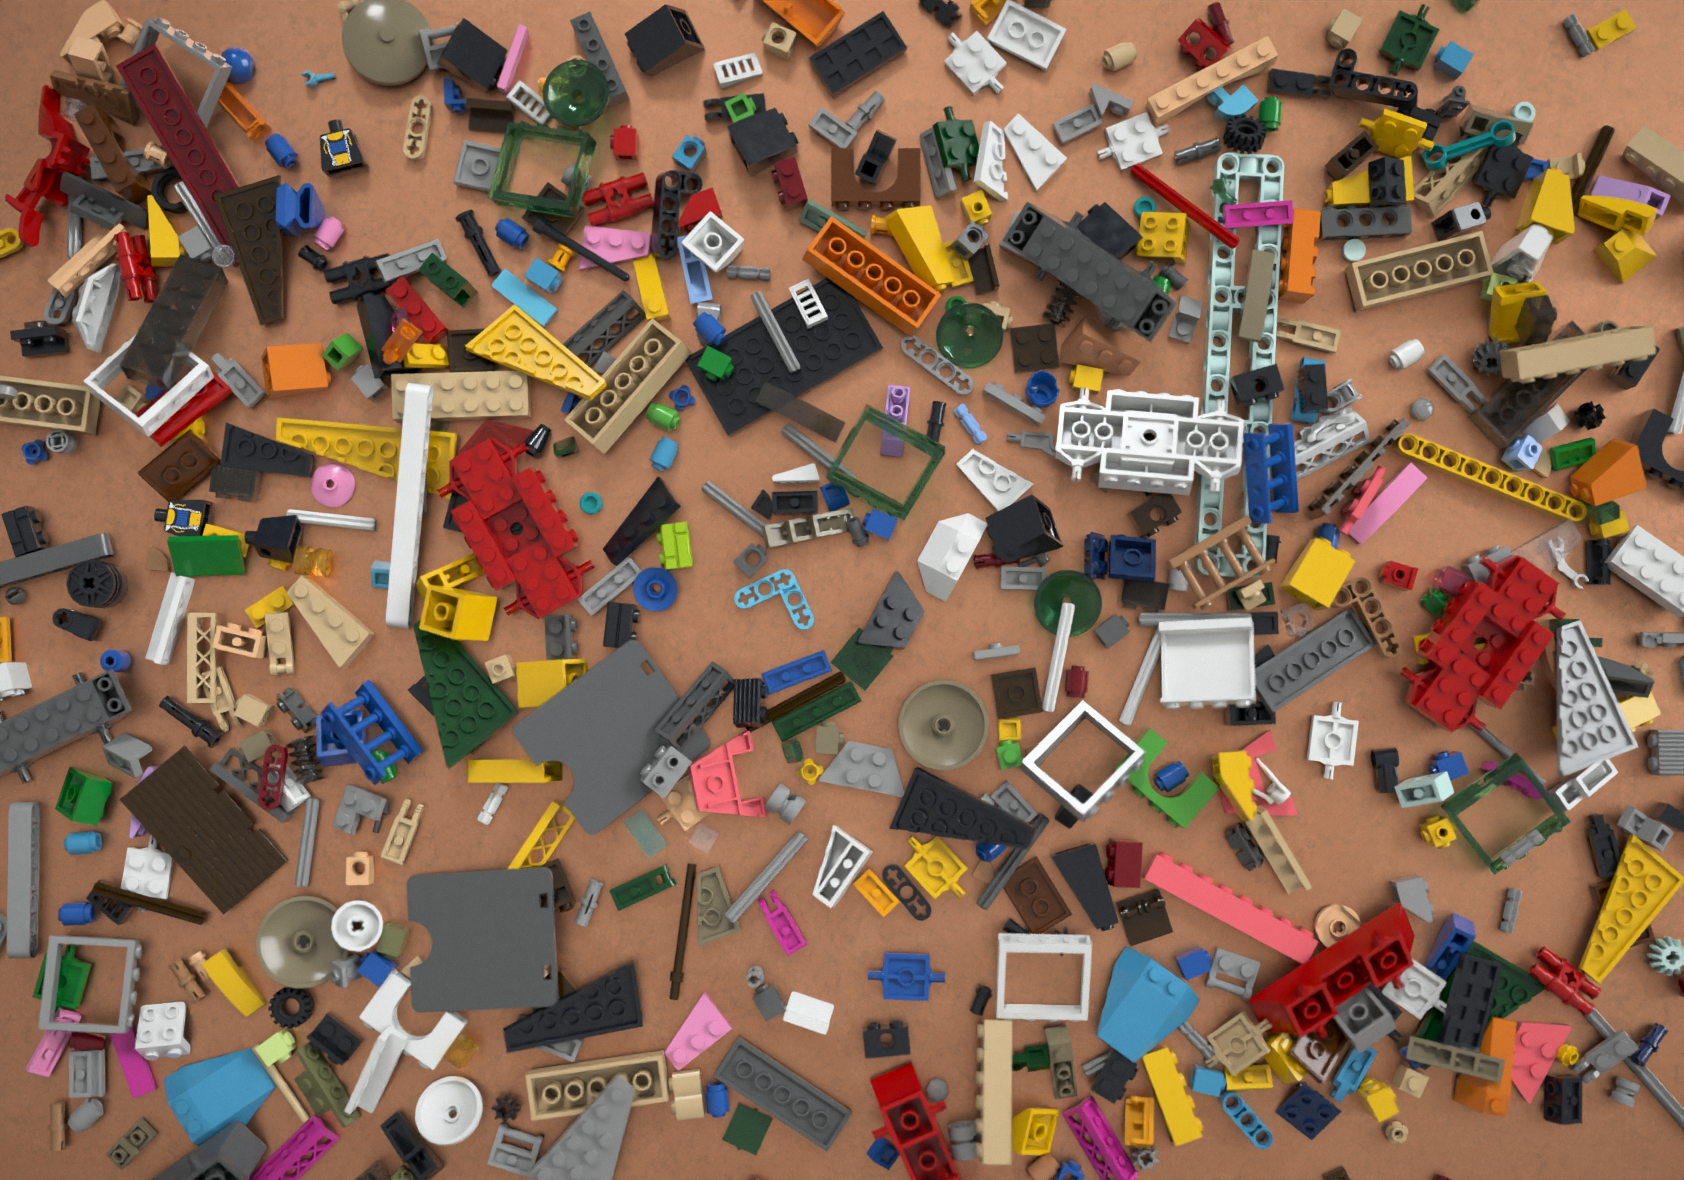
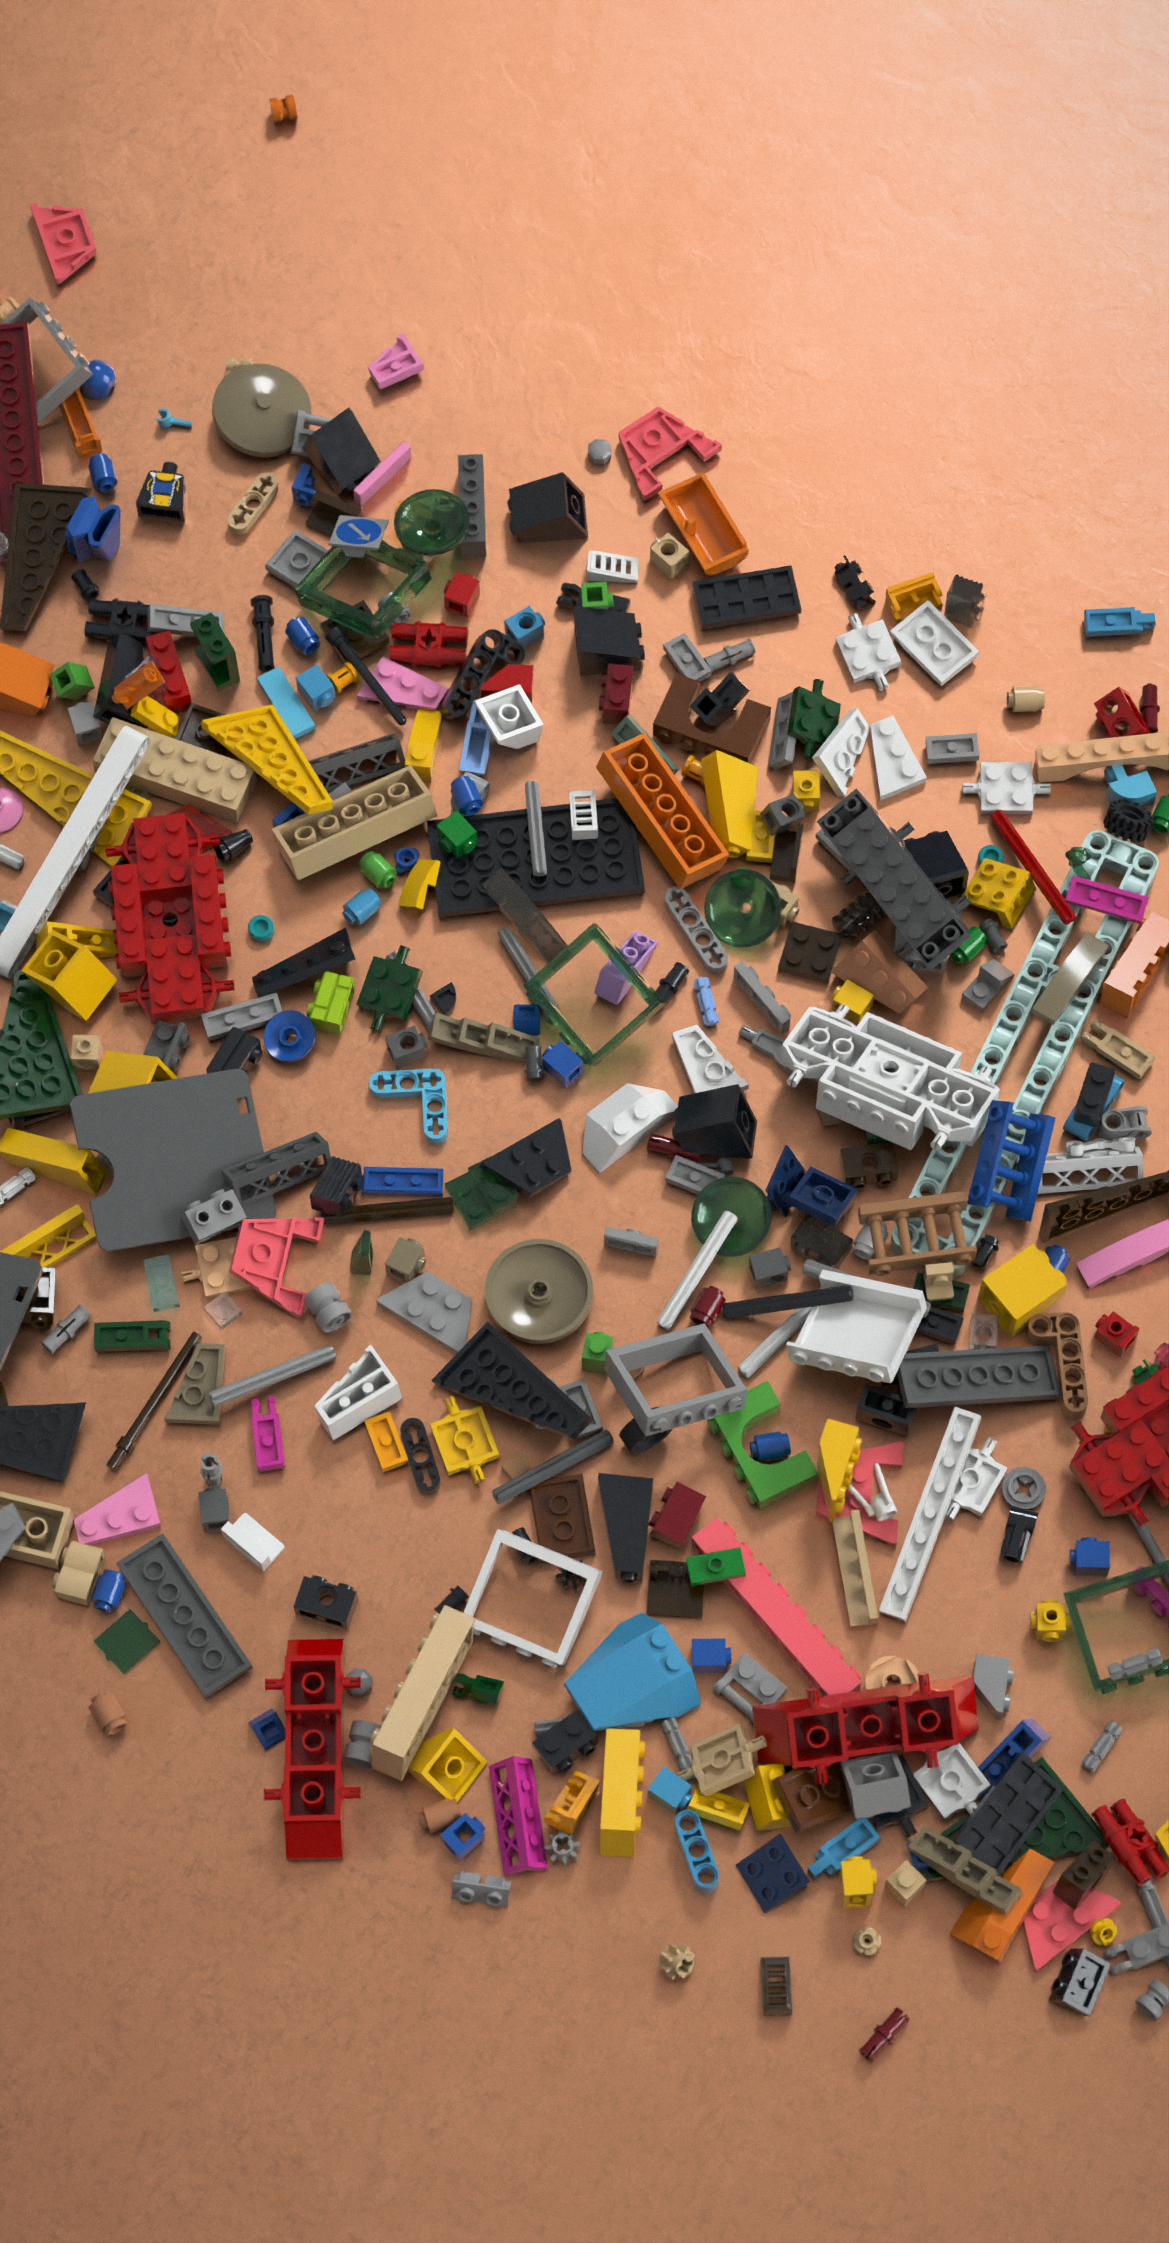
camera: 20 degrees right, 20 degrees down
(328, 233) = (112, 566): bright pink brick -> none
(519, 127) = (358, 534): none -> piece
(520, 86) = (378, 502): white slope -> none
(565, 447) = (260, 864): dark green slope -> none
(700, 411) = (415, 888): none -> yellow slope
(717, 516) = (389, 988): none -> dark green plate
(748, 272) = (534, 765): light grey axle -> none
(795, 503) = (478, 1004): black brick -> none
(803, 474) = (496, 981): white slope -> none
(816, 711) = (419, 1227): dark green tile -> none
(816, 771) = (372, 1280): yellow plate -> none
(906, 976) = (379, 1544): blue plate -> none
(988, 851) = (536, 1440): blue brick -> none
(1009, 729) = (613, 1327): yellow tile -> none
(1016, 693) = (635, 1293): dark brown plate -> none
(1042, 389) = (798, 991): blue hair -> none
(1061, 1061) = (511, 1706): dark tan slope -> none
(1105, 98) = (994, 735): light grey slope -> none
(1141, 656) = (788, 1301): none -> black axle
(1173, 897) = (715, 1566): none -> green plate
(1197, 151) = (1072, 821): dark grey pin -> none
(1242, 838) = (821, 1543): dark grey hinge -> none
(1268, 377) = (1046, 1060): black brick -> none
(1316, 784) = (930, 1514): none -> white plate
(1364, 493) = (1100, 1235): coral plate -> none
(1385, 728) = (1024, 1476): none -> light grey gear
(1424, 789) = (1050, 1563): light aqua brick -> none
(1542, 1023) = (1083, 1875): none -> dark brown brick

